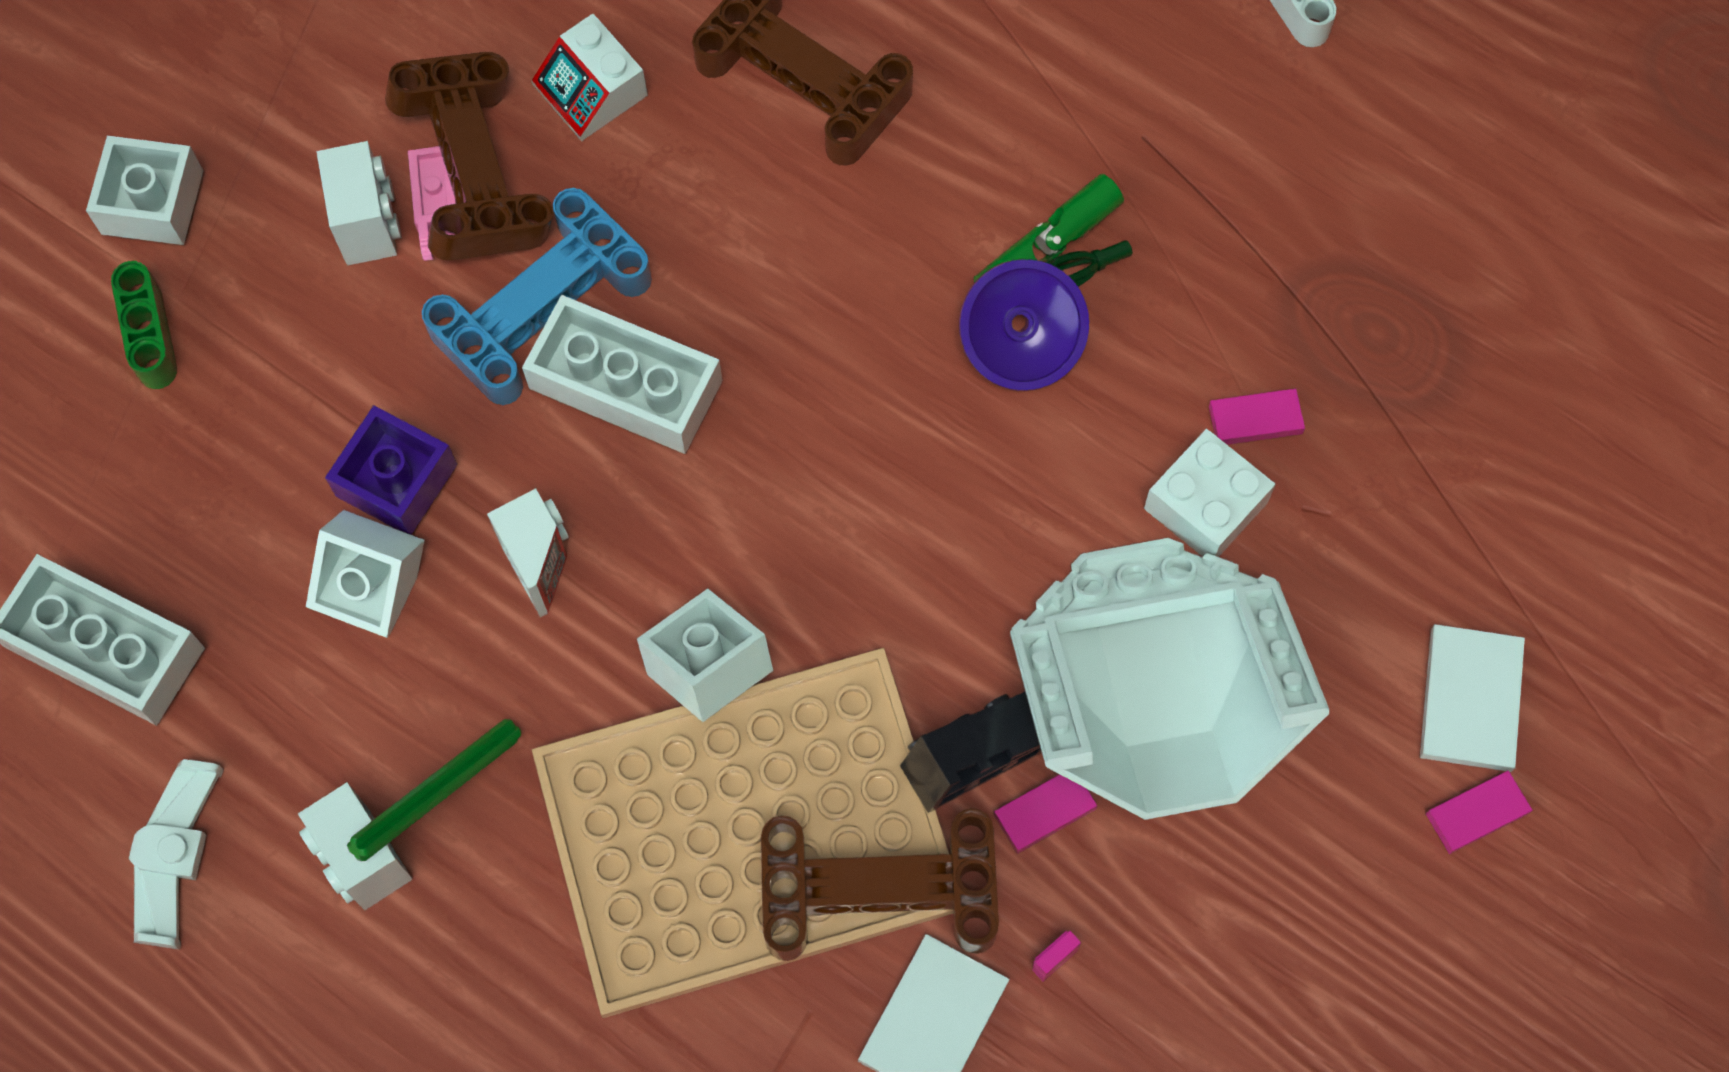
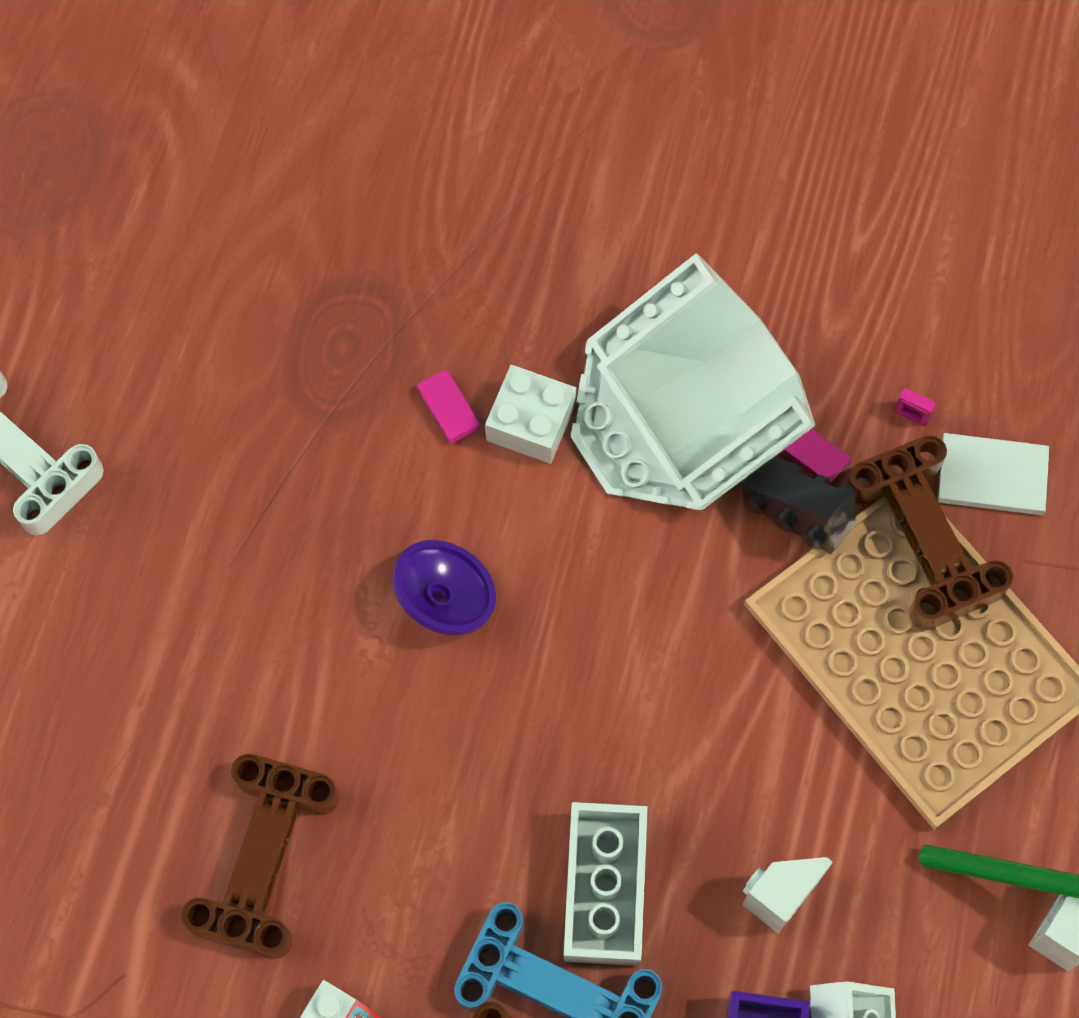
camera: 110 degrees left, 0 degrees up
(705, 654) = (813, 720): light aqua brick -> none
(1067, 223) = (330, 589): green piece -> none
(1098, 258) = (357, 560): dark green piece -> none
(1472, 698) = (608, 205): light aqua tile -> none
(1479, 812) = (689, 180): dark pink tile -> none

